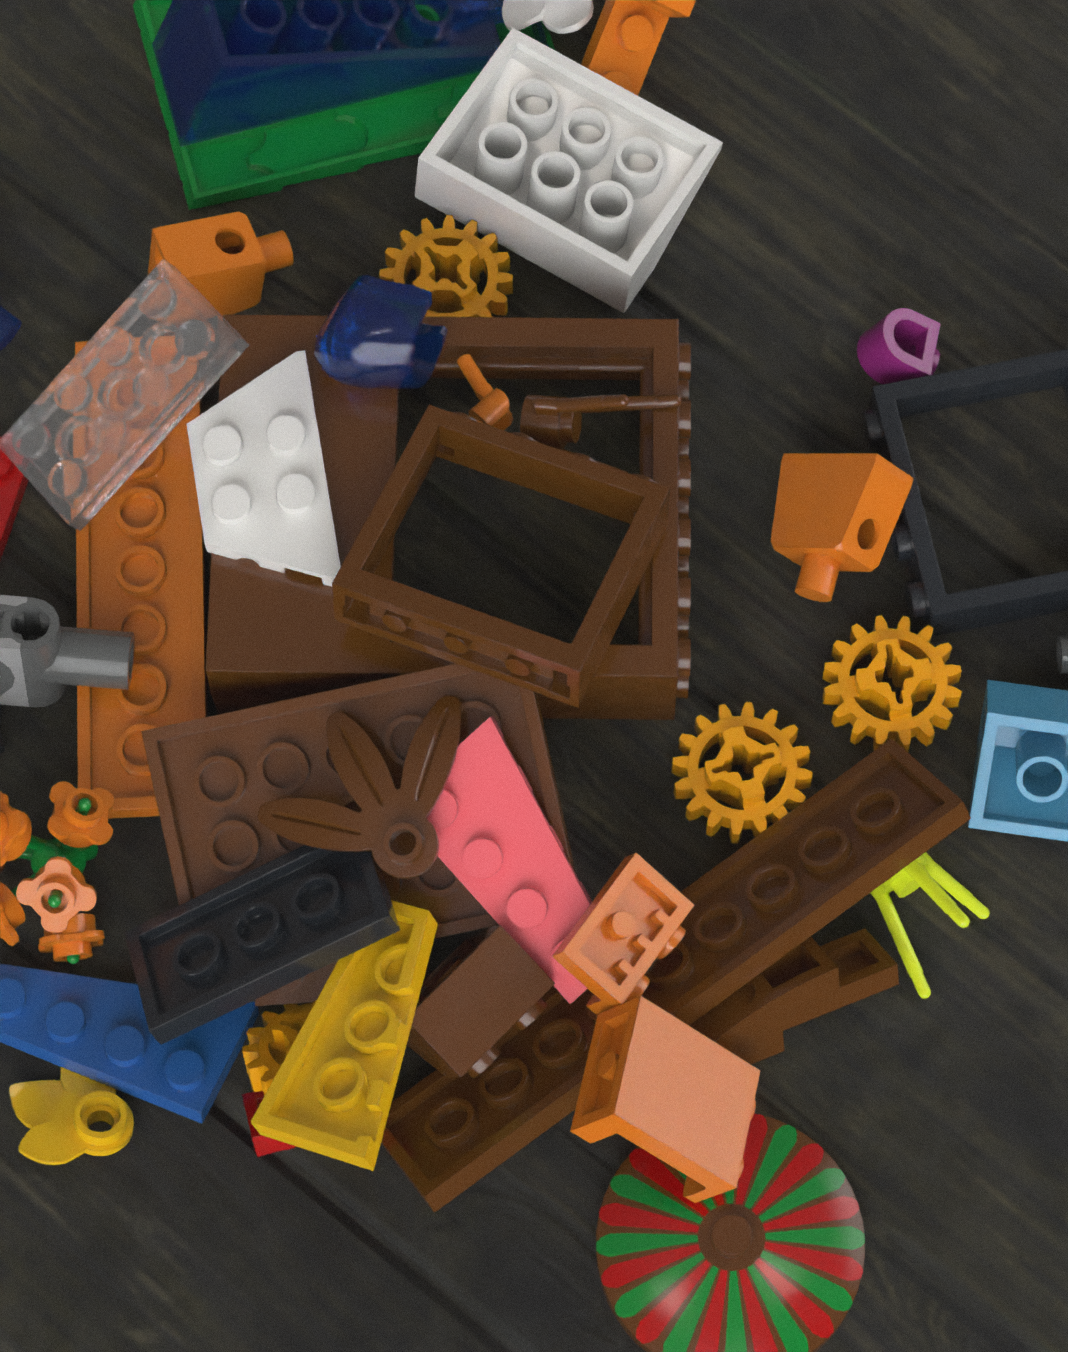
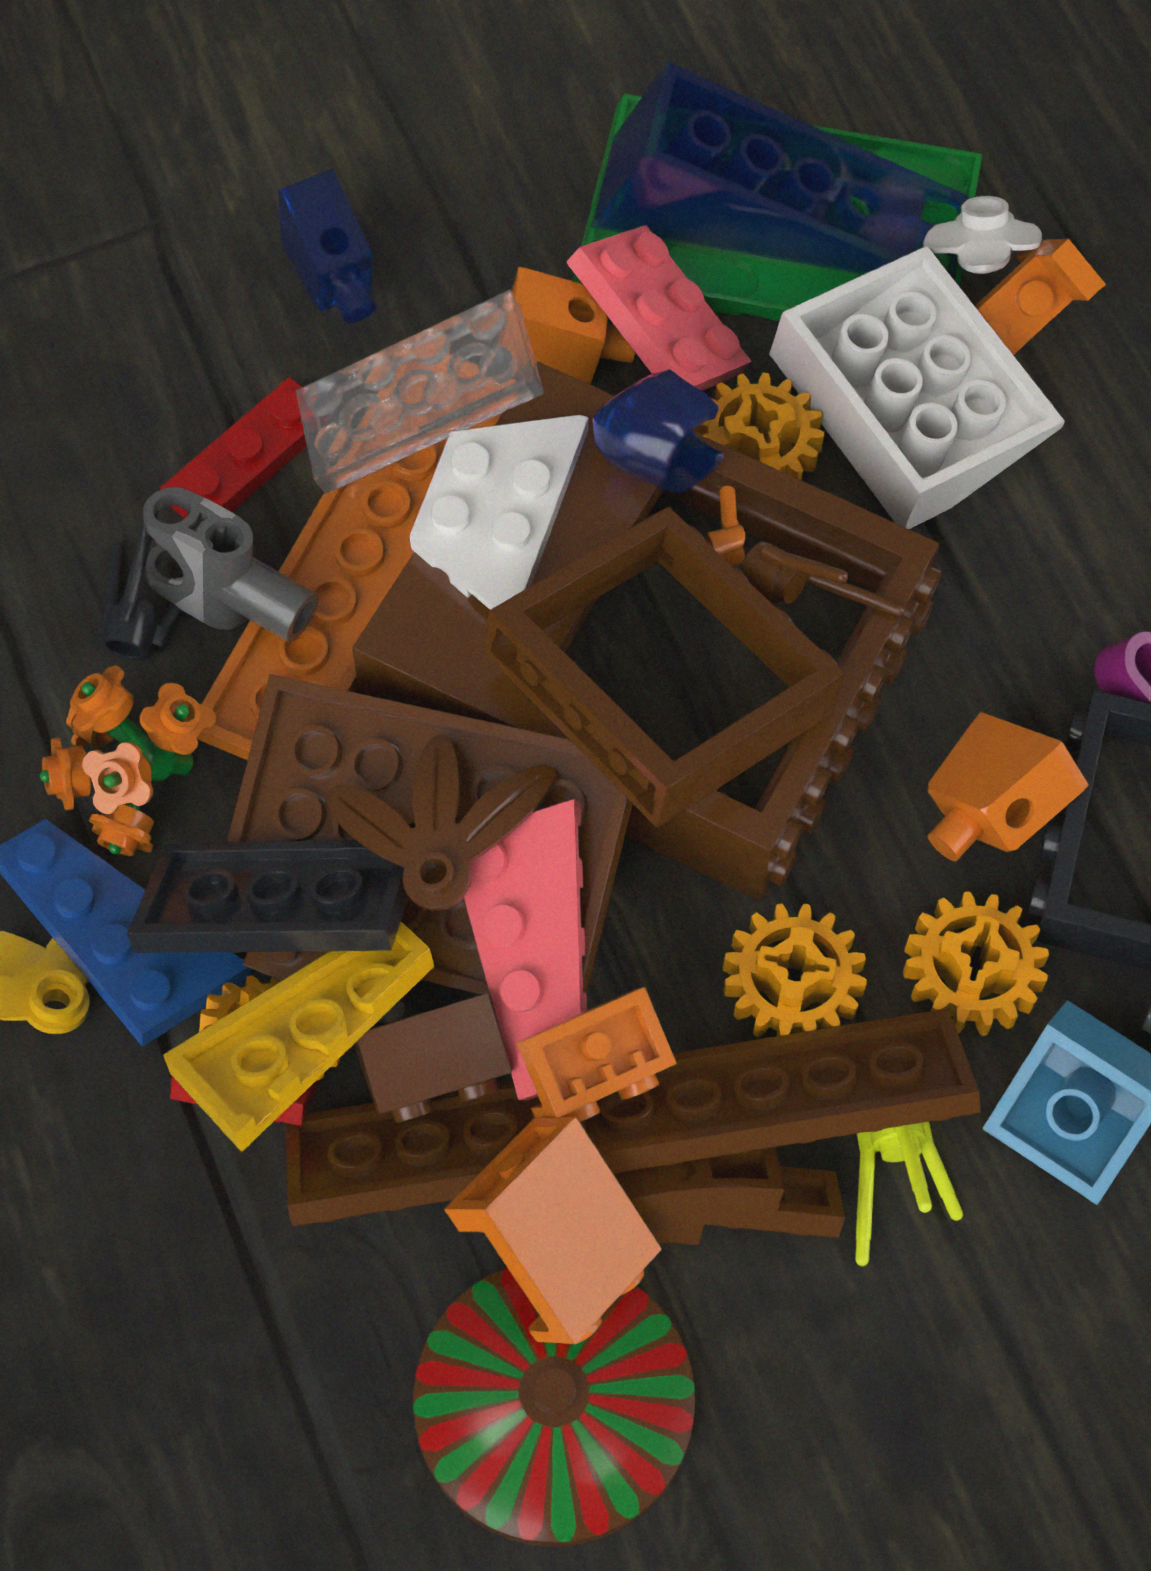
camera: 25 degrees right, 5 degrees down
(297, 205) = (658, 308): none -> coral plate

